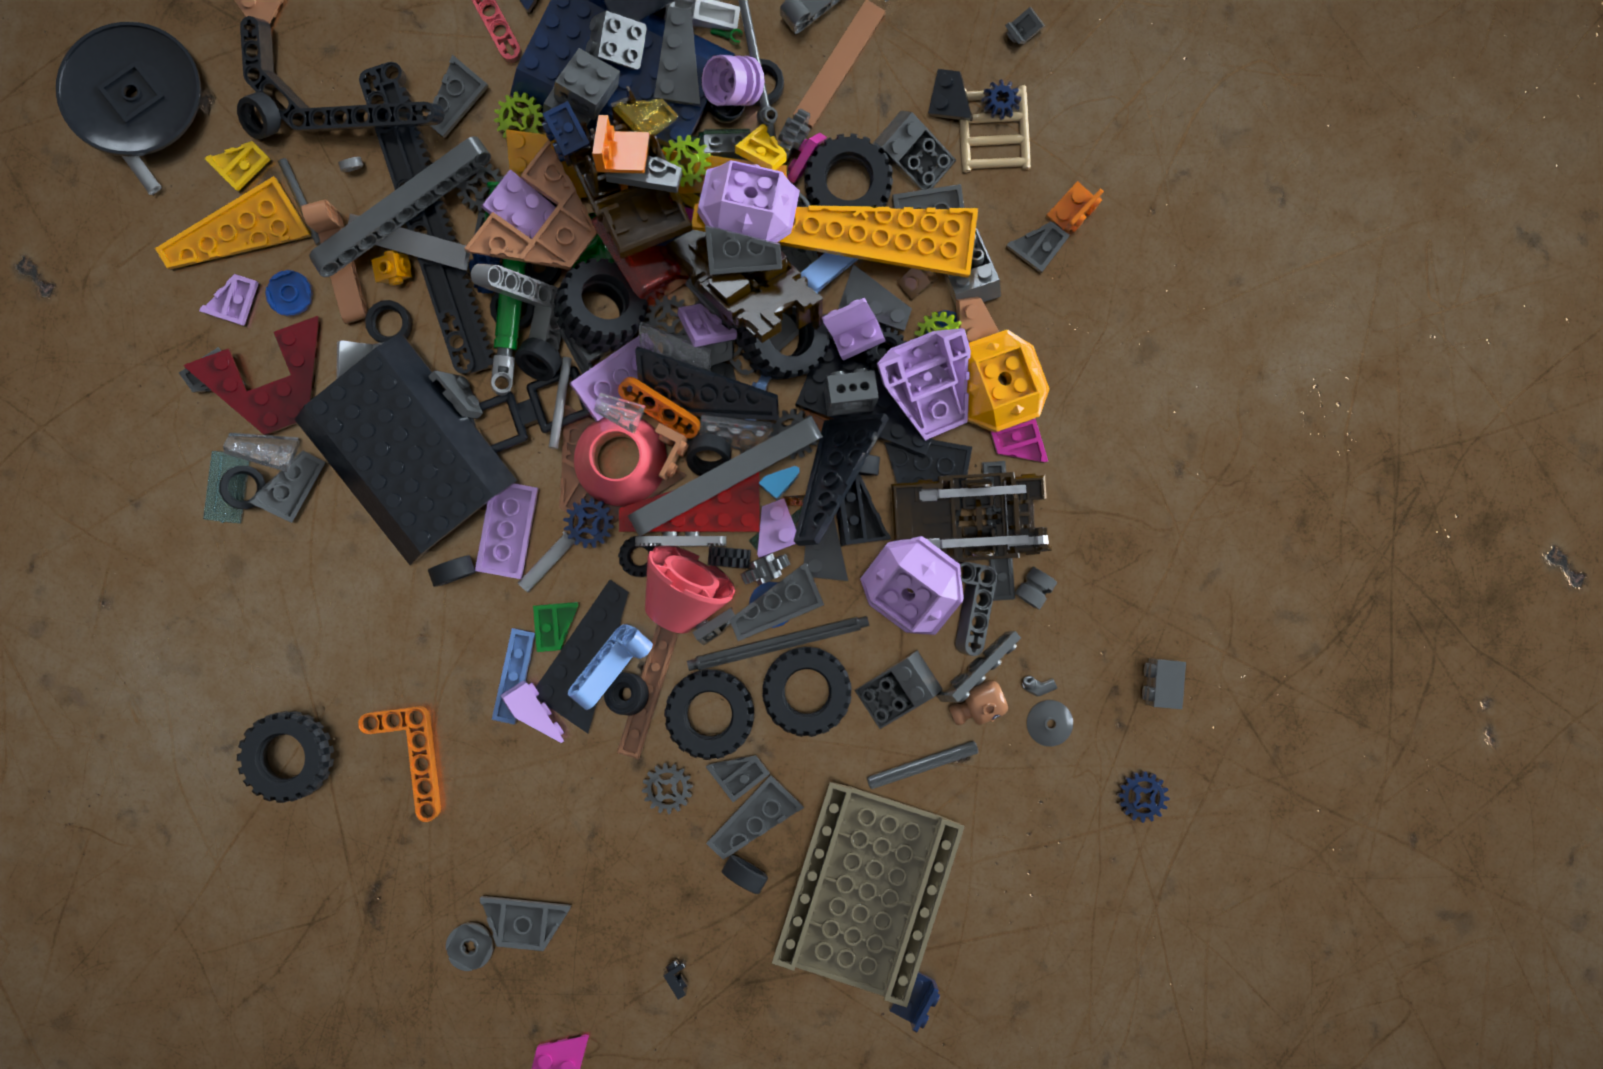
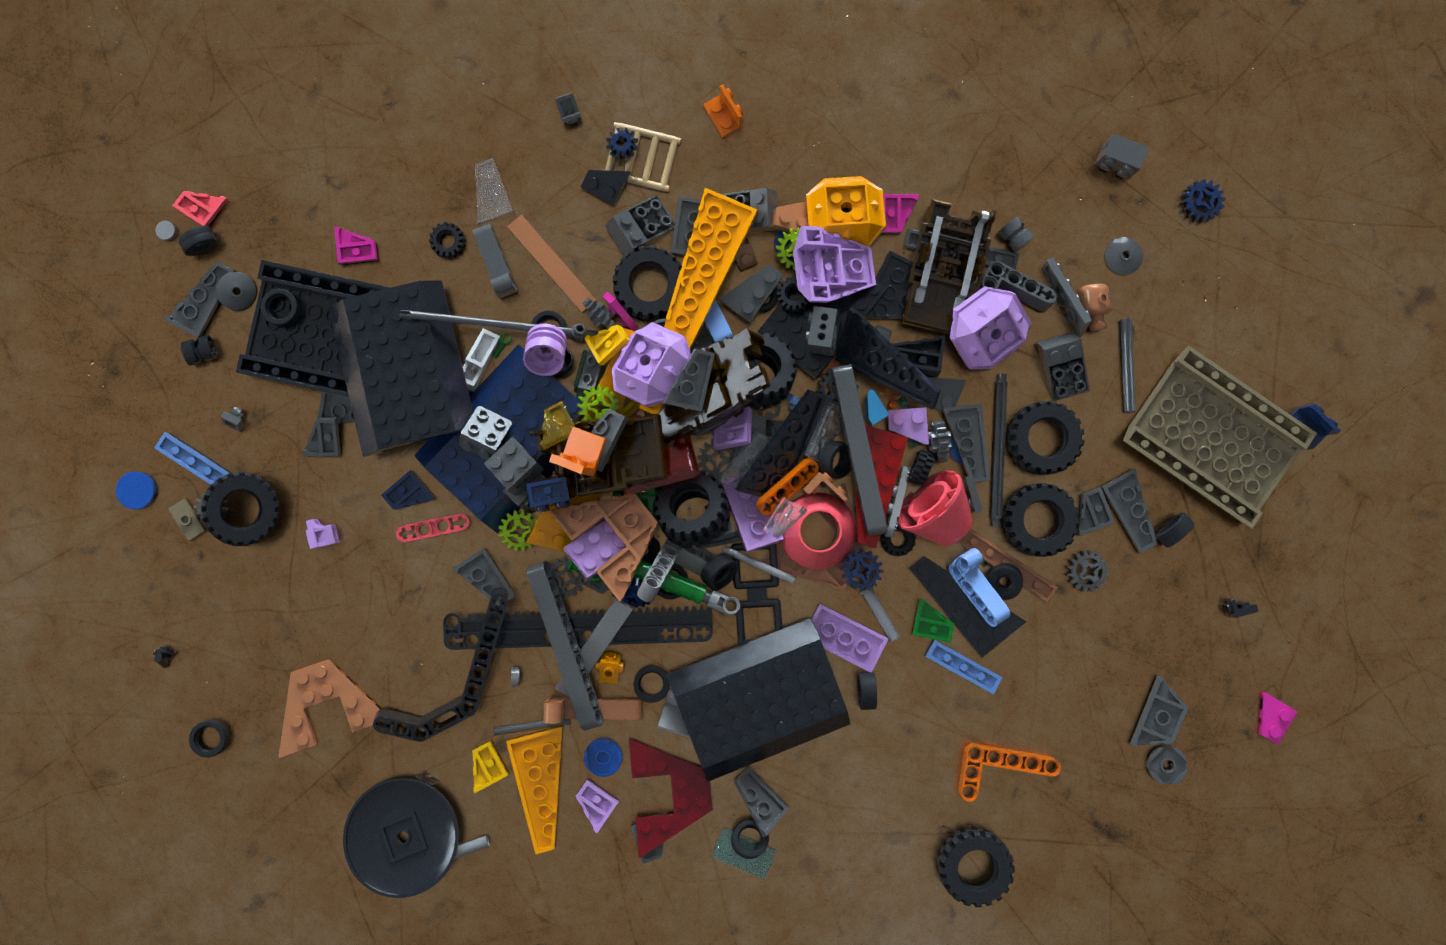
camera: 70 degrees left, 0 degrees up
(249, 119) = (450, 730): black tyre -> none
(263, 449) = (725, 812): clear wing -> none
(458, 393) = (727, 643): dark grey wing -> none
(525, 707) = (994, 663): lavender slope -> none
(677, 65) = (517, 389): dark grey wing -> none
(854, 328) = (773, 313): lavender bracket -> none
(1036, 687) = (1094, 257): dark grey arm -> none
(1039, 245) = (746, 149): dark grey wing -> none

